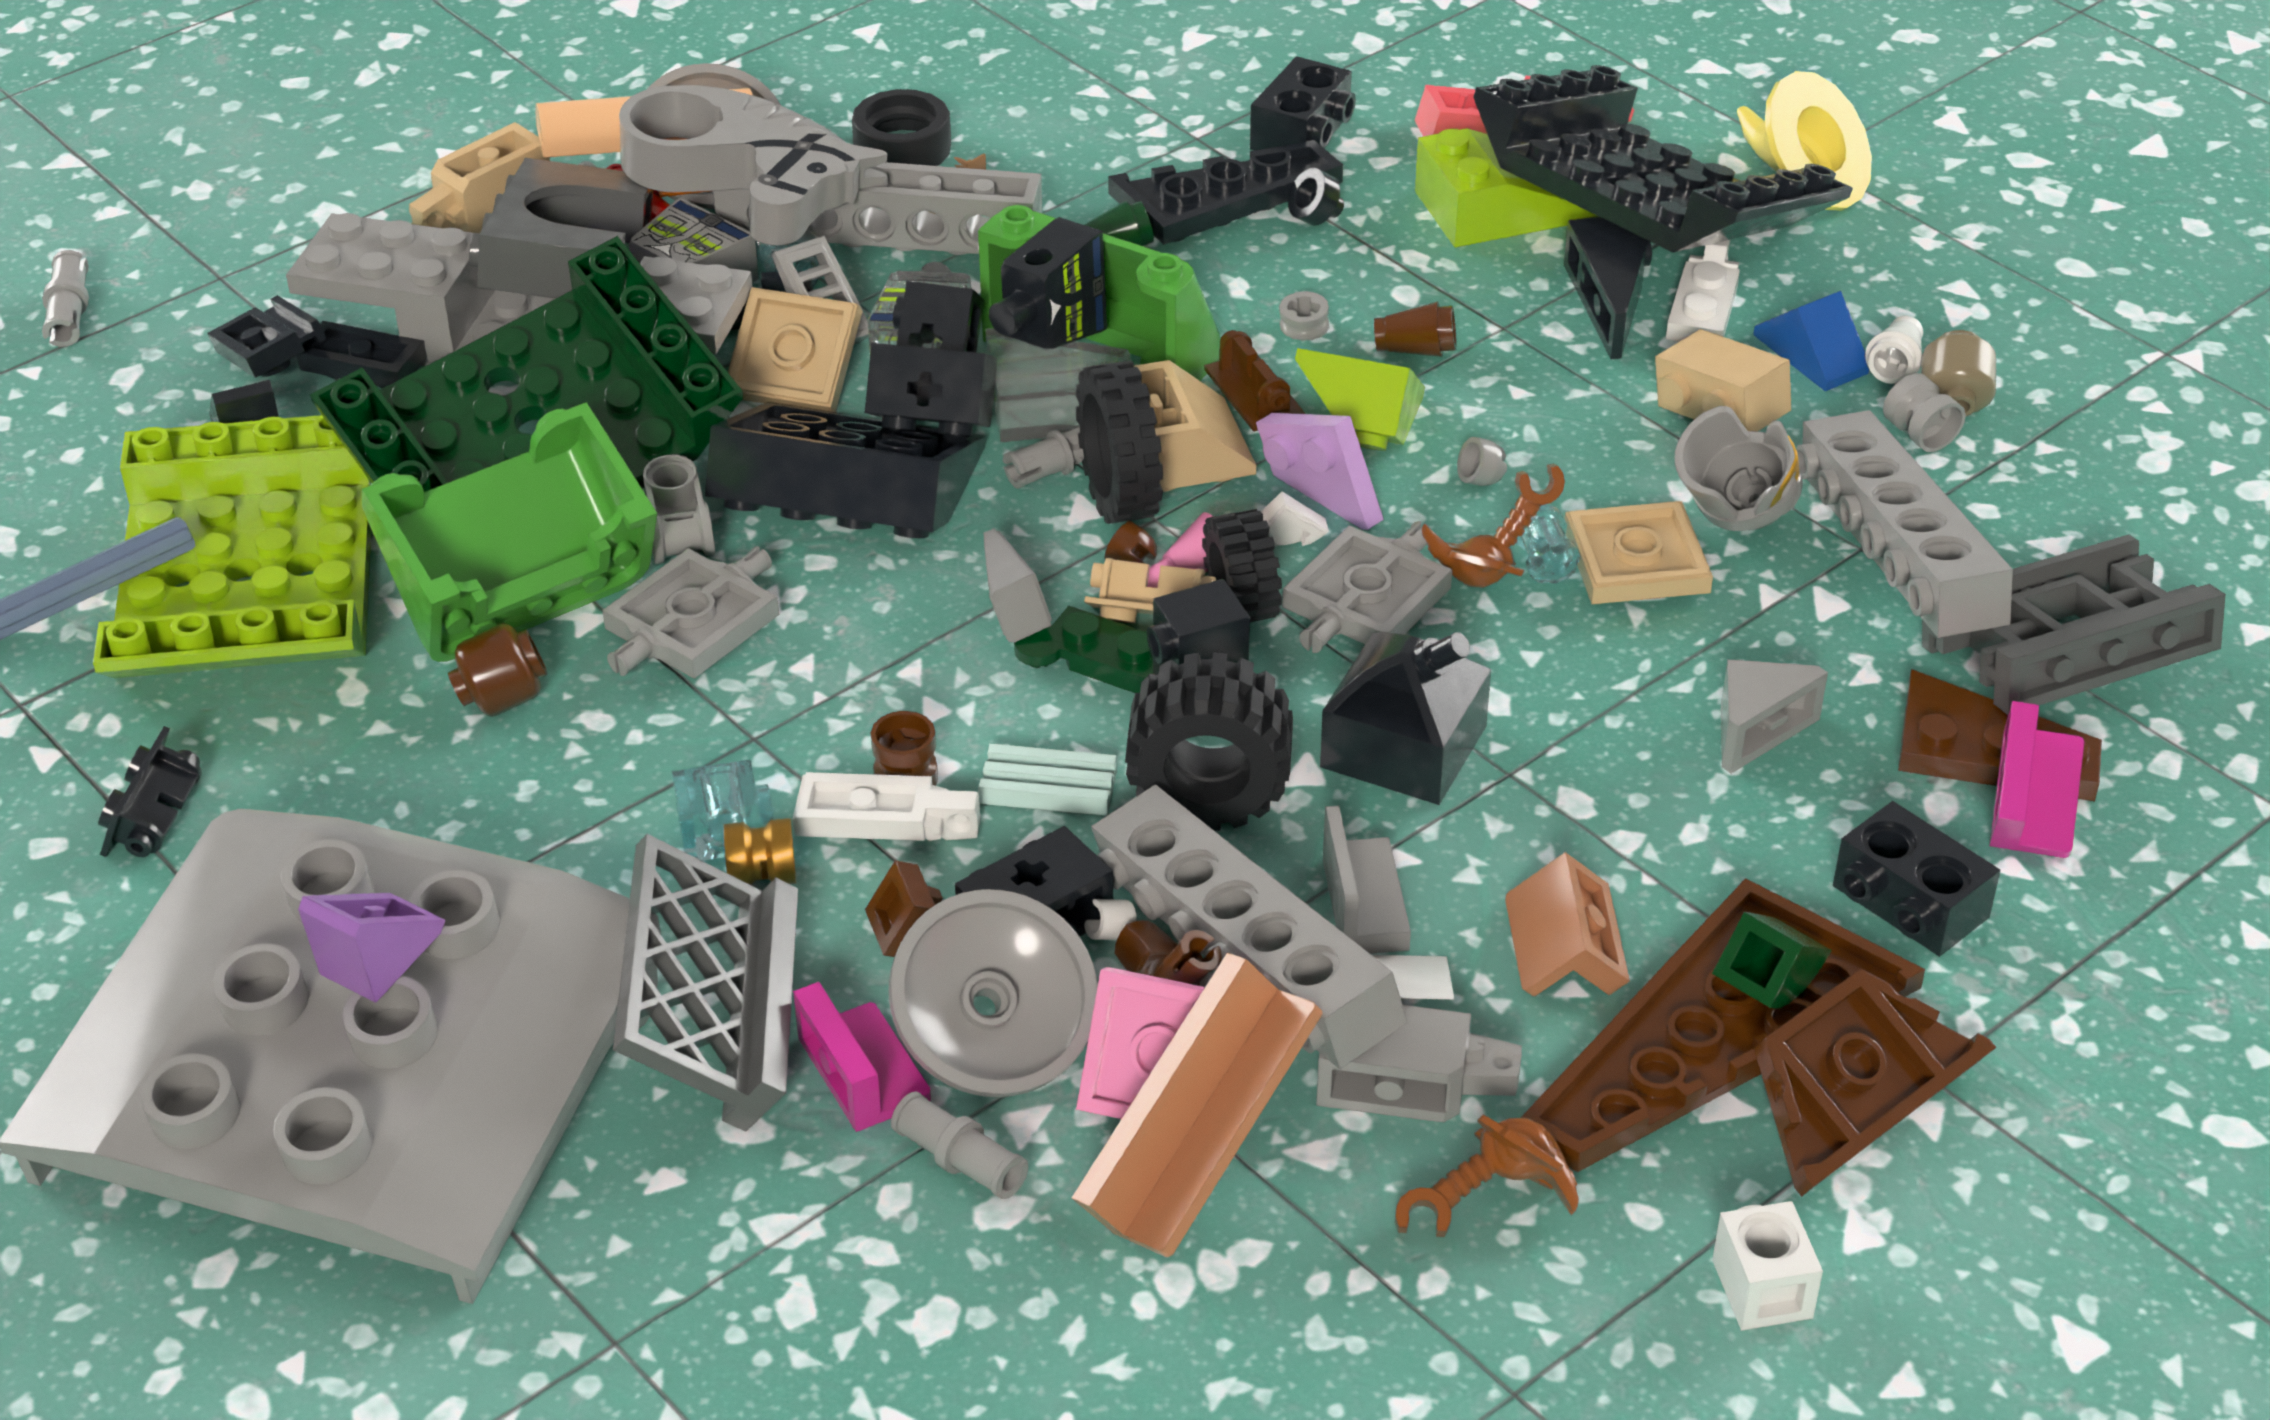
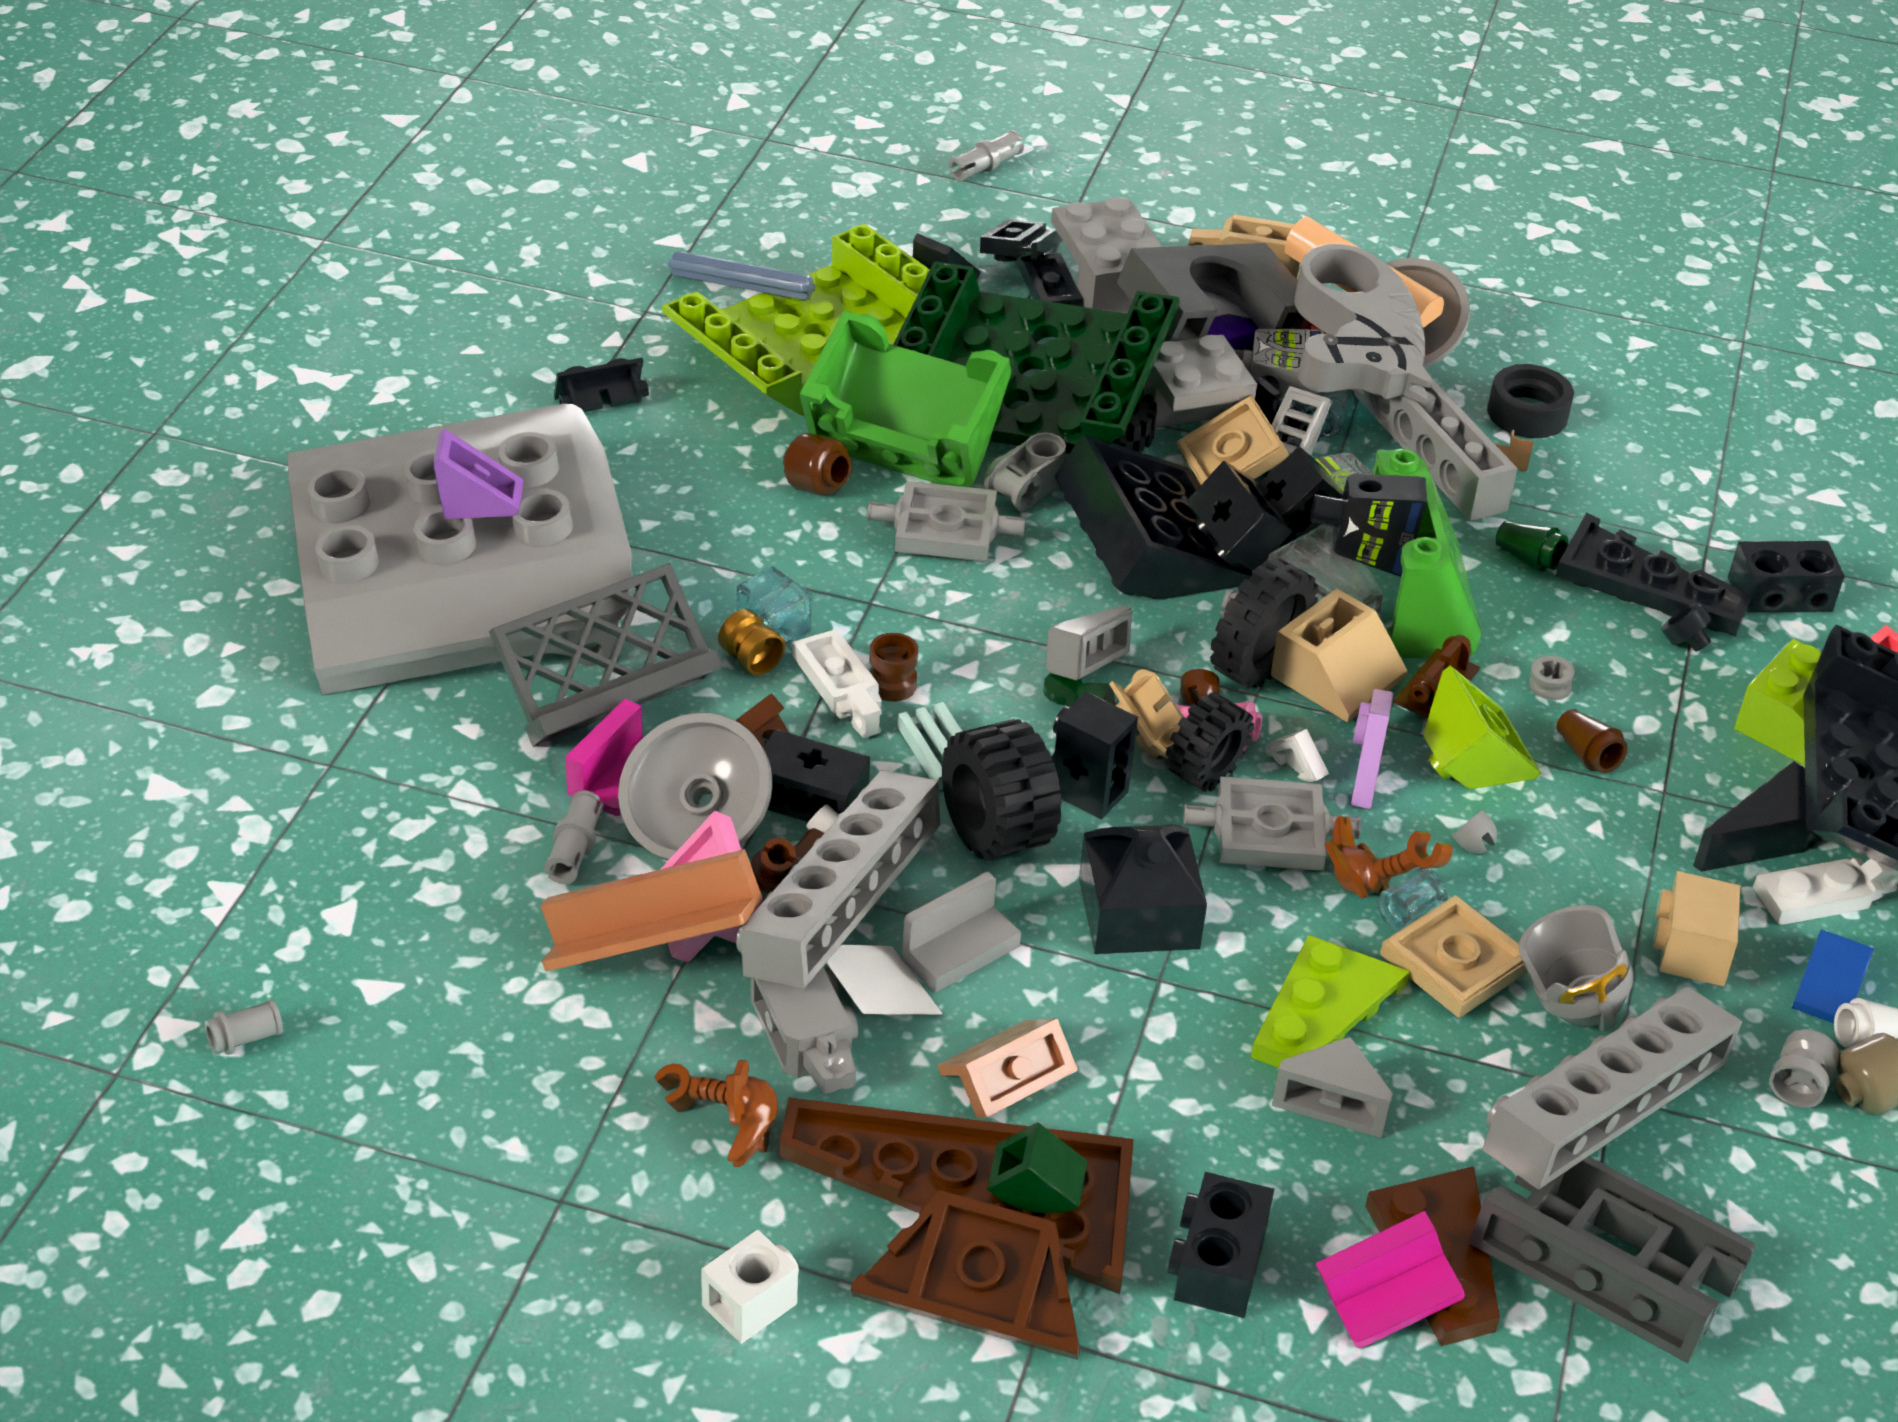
camera: 55 degrees right, 0 degrees up
(1630, 674) = (1324, 999): none -> lime wing

